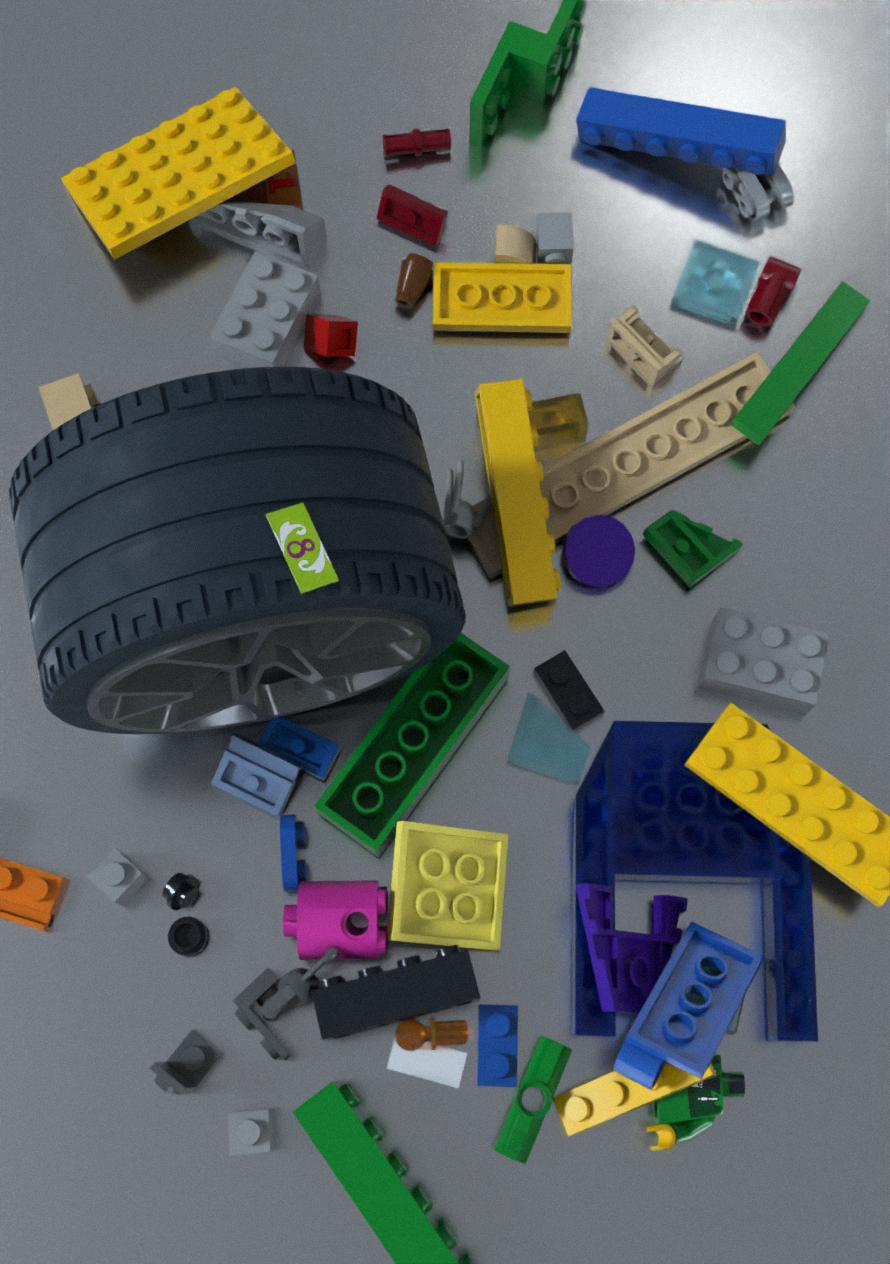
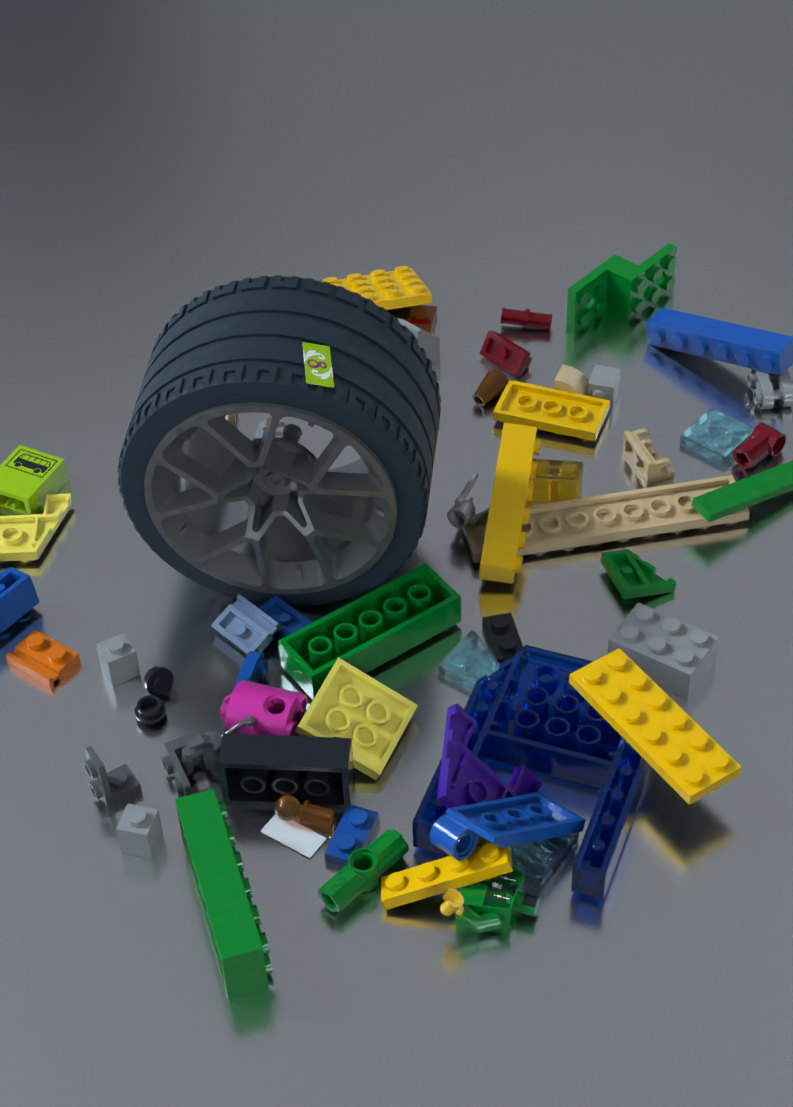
camera: 20 degrees right, 30 degrees down
(598, 551) = (561, 560): dark purple tile -> none

